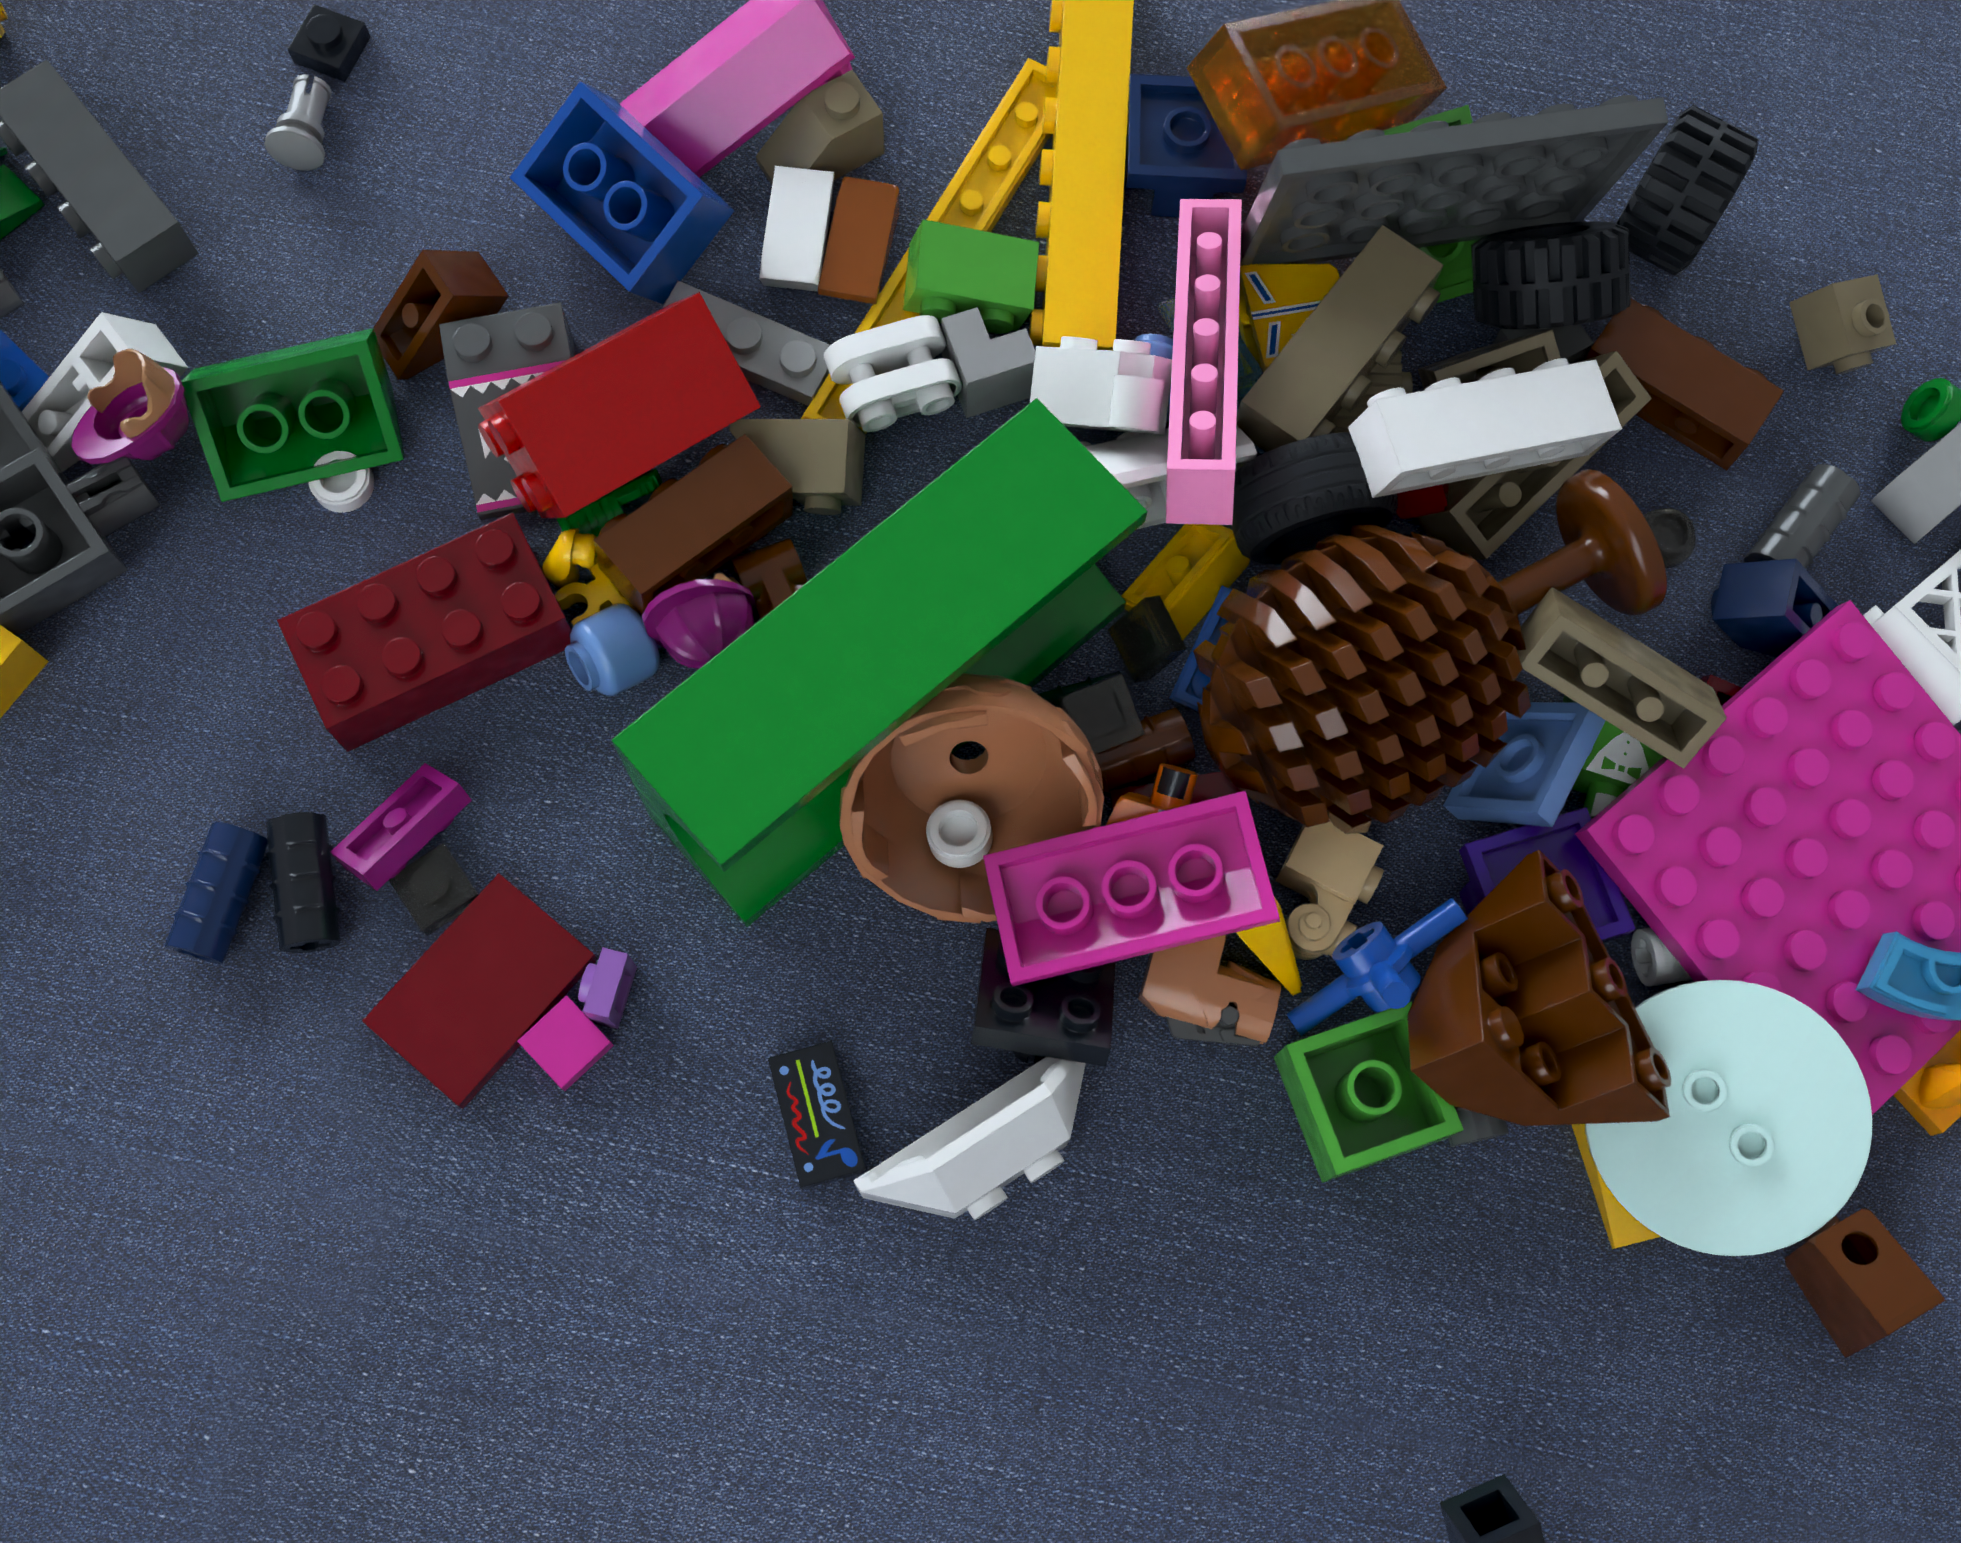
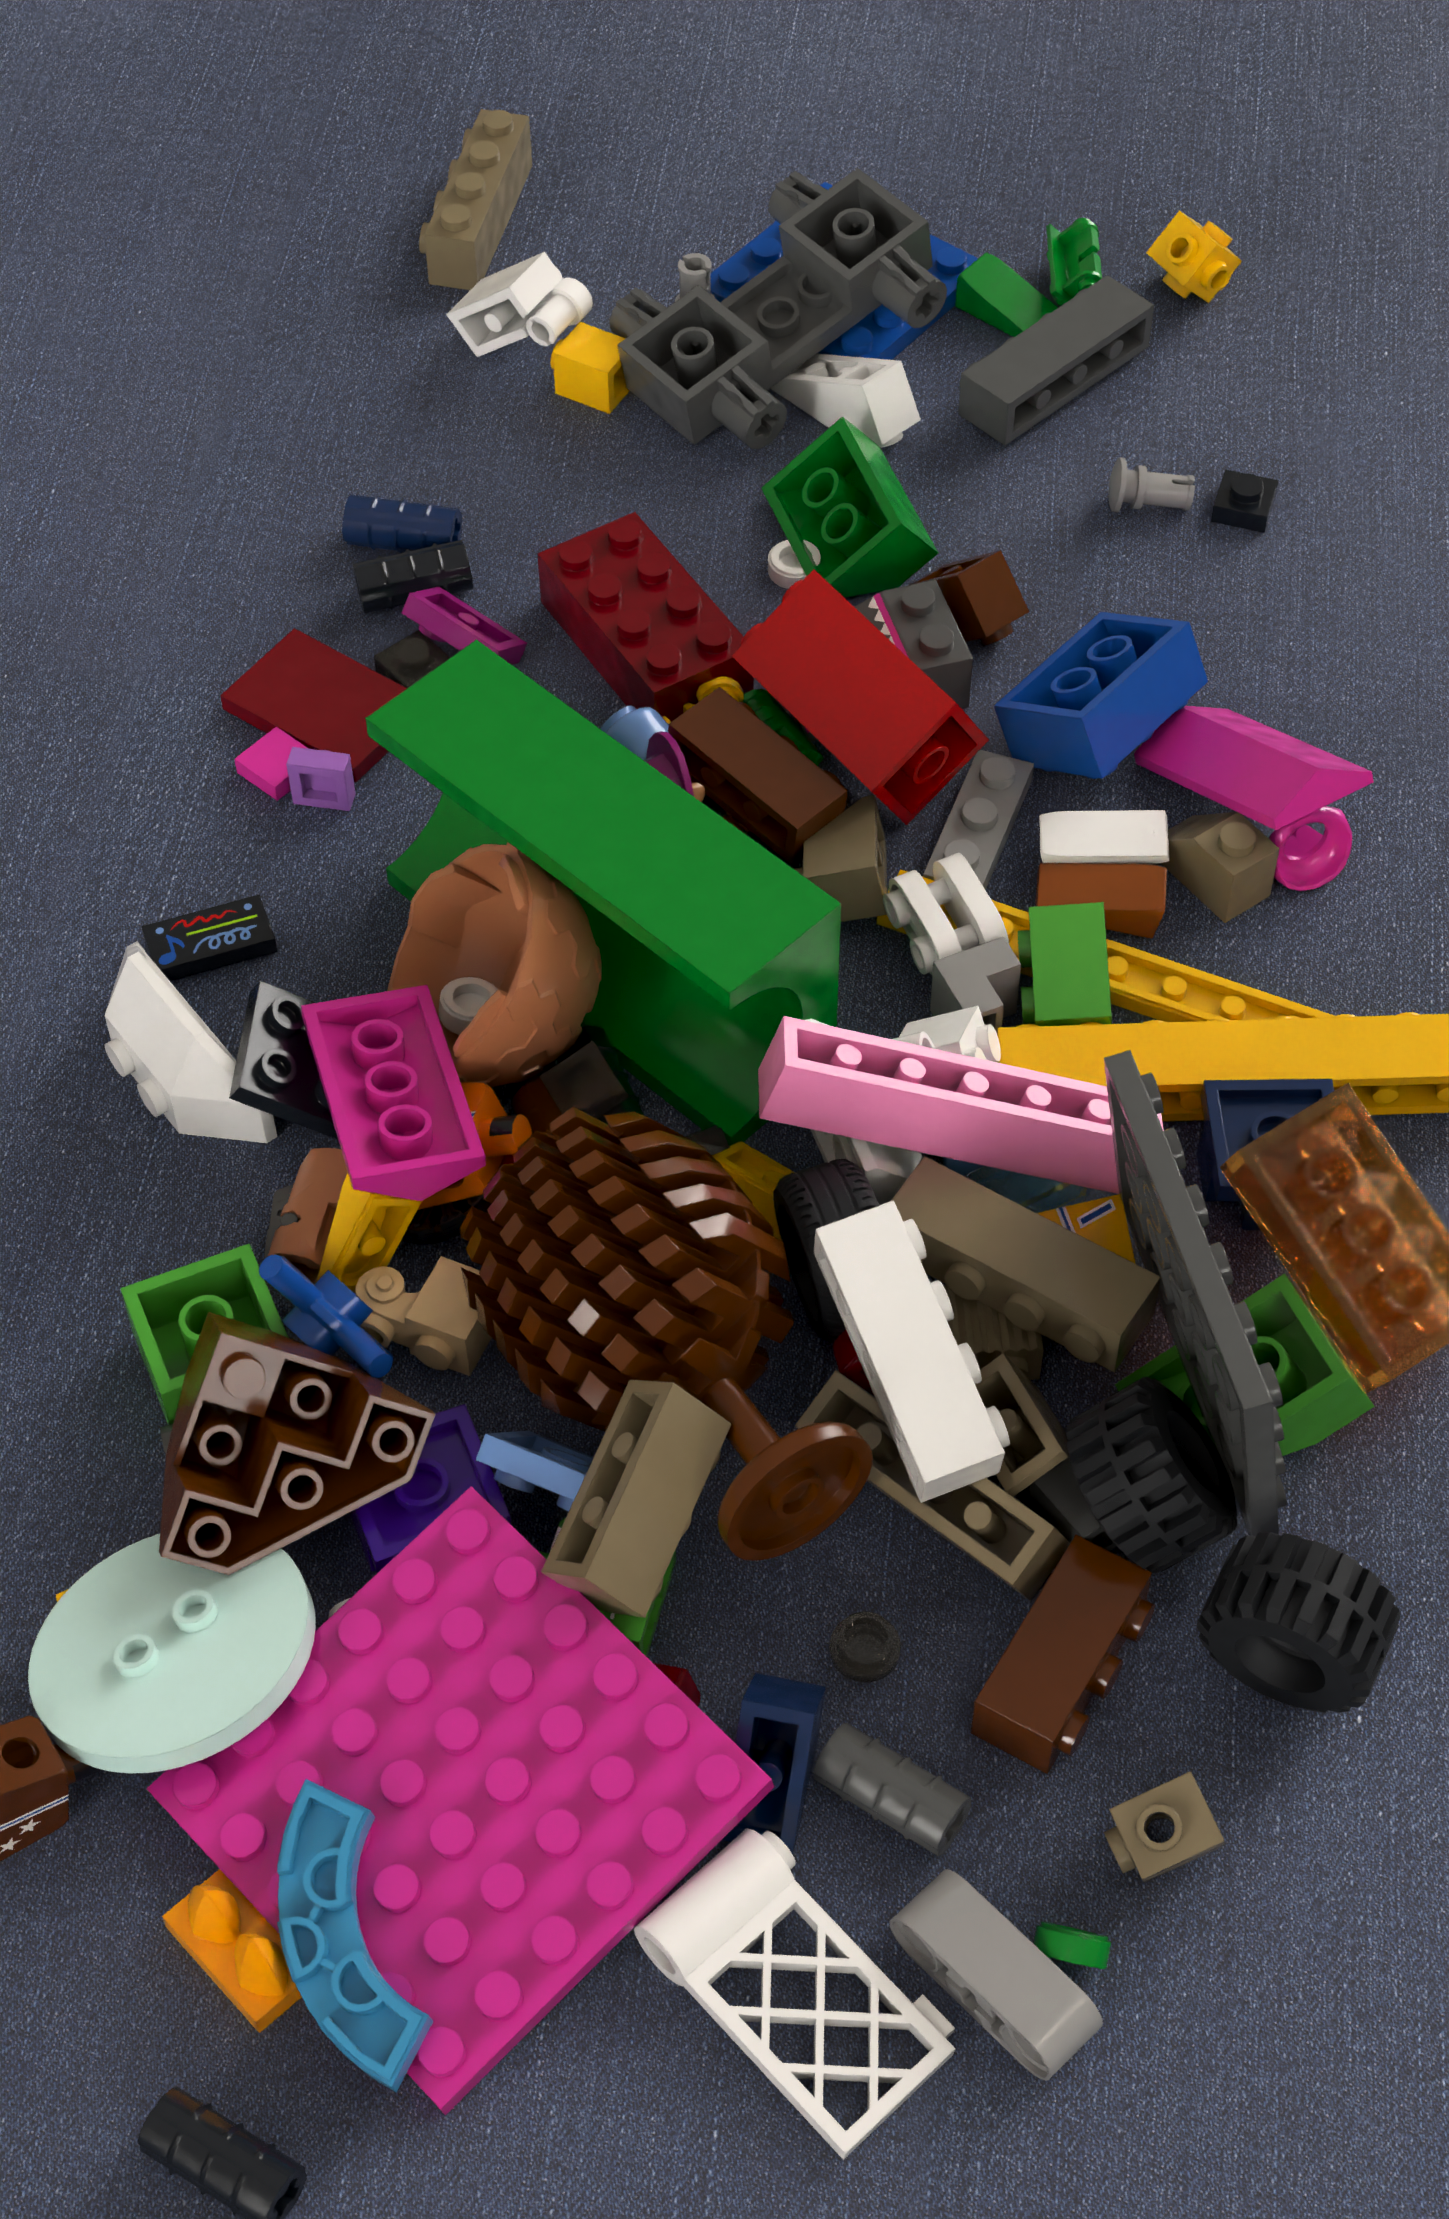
camera: 90 degrees right, 20 degrees down
(133, 414) = (806, 400): magenta piece -> none

